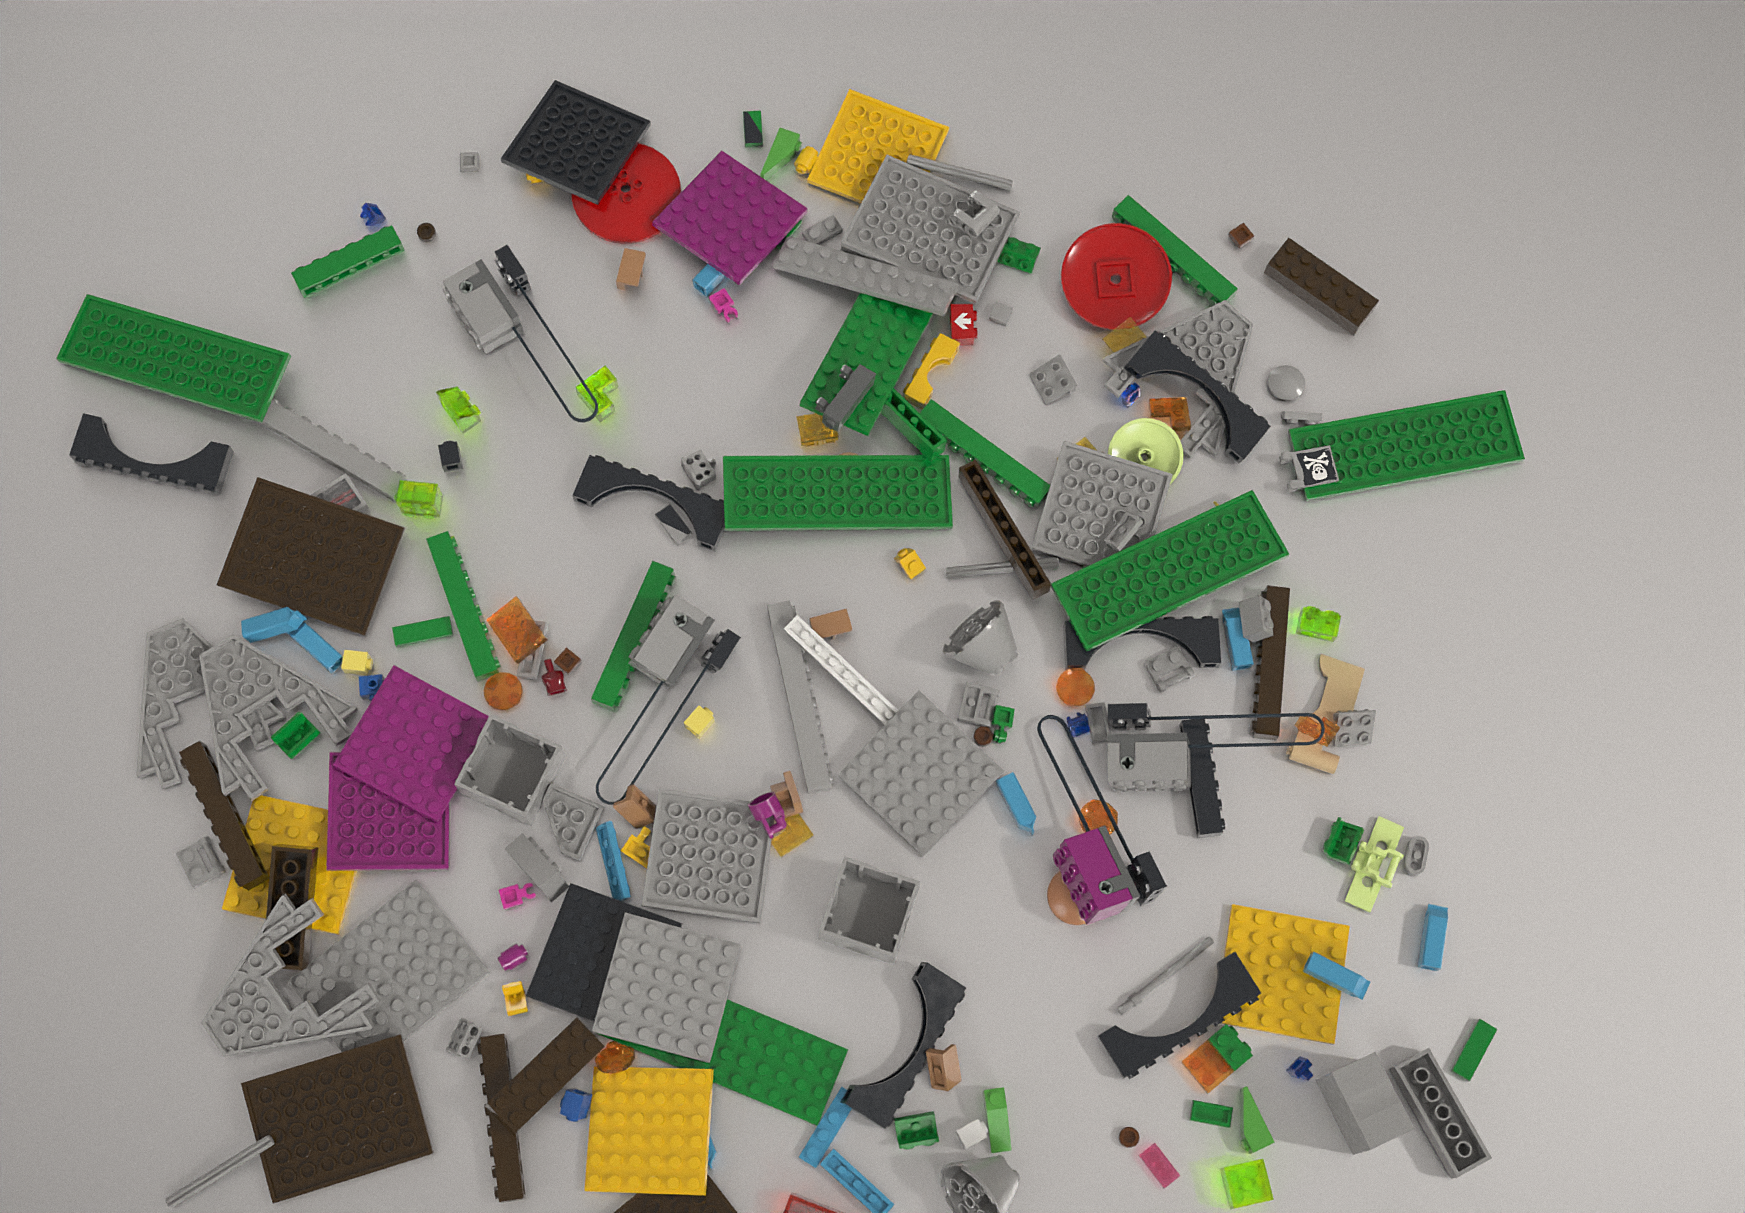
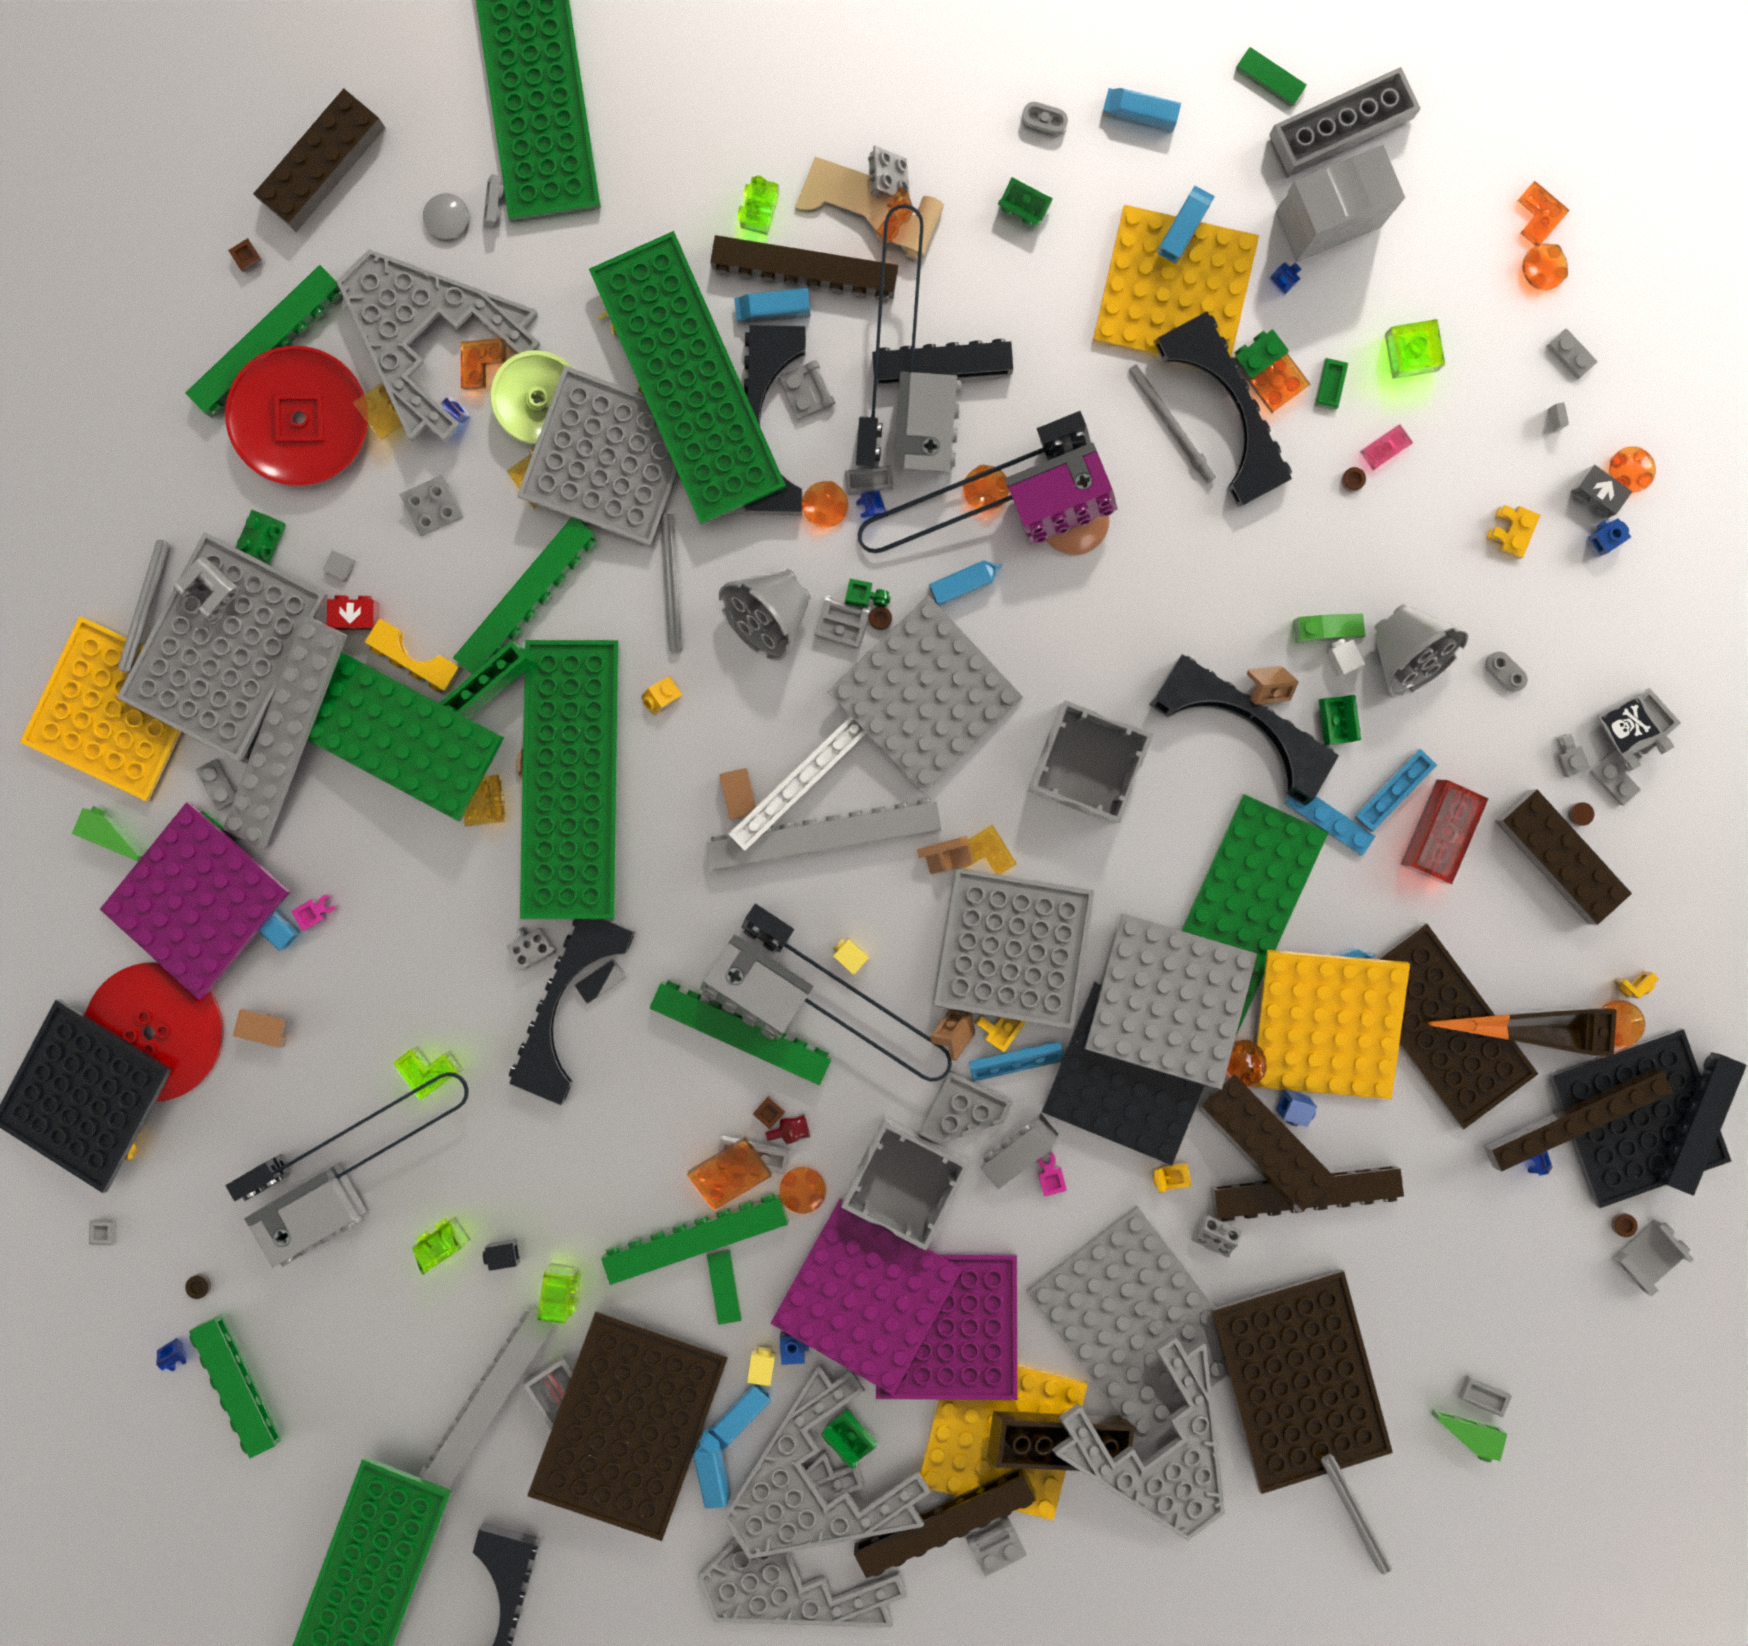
camera: 85 degrees left, 15 degrees up
(512, 957) = (1123, 1179): magenta brick -> none
(752, 128) = (70, 868): black tile -> none
(765, 807) = (963, 879): magenta piece -> none
(806, 160) = (118, 801): yellow brick -> none
(848, 398) = (456, 759): dark grey brick -> none
(1004, 529) = (626, 577): dark brown brick -> none
(1123, 531) = (636, 430): light grey plate -> none
(1241, 423) = (502, 274): black arch -> none
(1252, 1125) = (1348, 337): bright green slope -> none
(1256, 618) = (753, 278): light grey brick -> none
(1311, 467) = (560, 194): flag -> none
(1369, 861) = (1049, 174): yellowish green piece -> none

